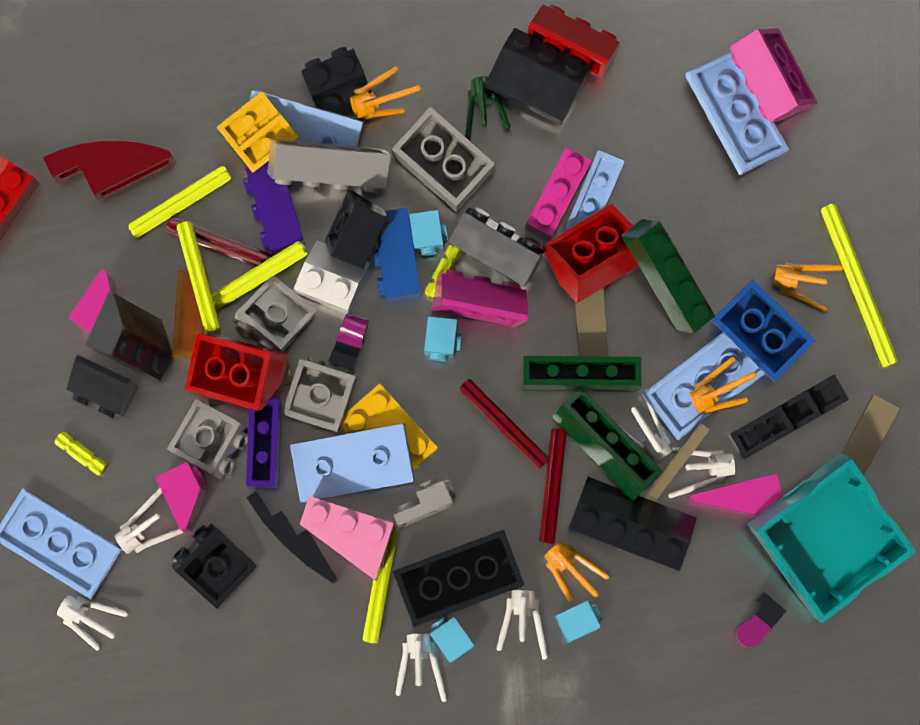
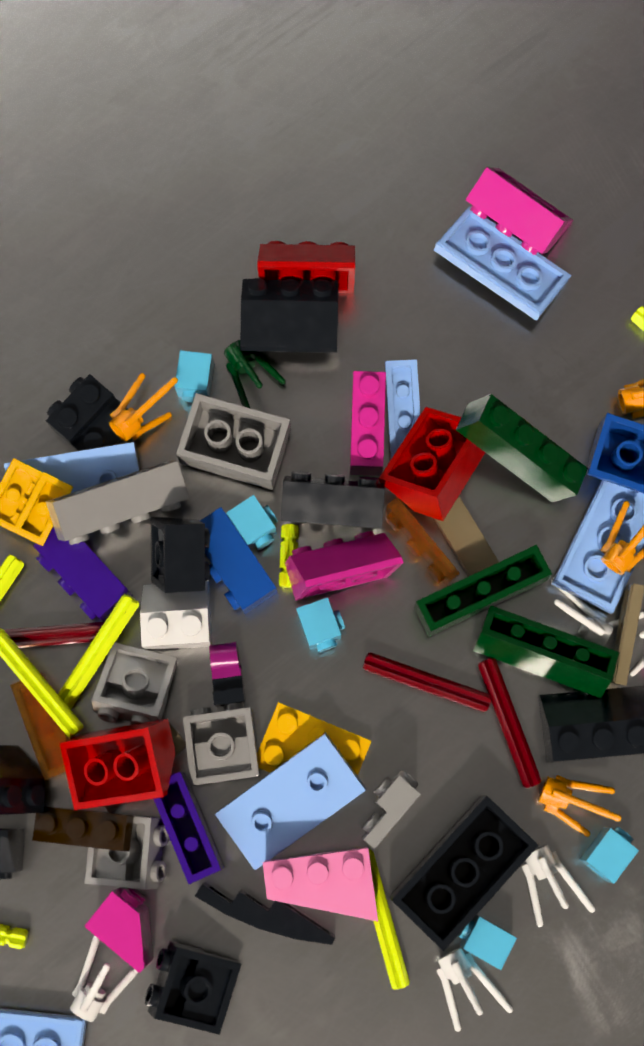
camera: 25 degrees left, 5 degrees down
(185, 407) = (84, 828): none -> dark brown plate
(437, 89) = (194, 374): none -> medium azure brick
(552, 311) = (420, 542): none -> clear orange plate

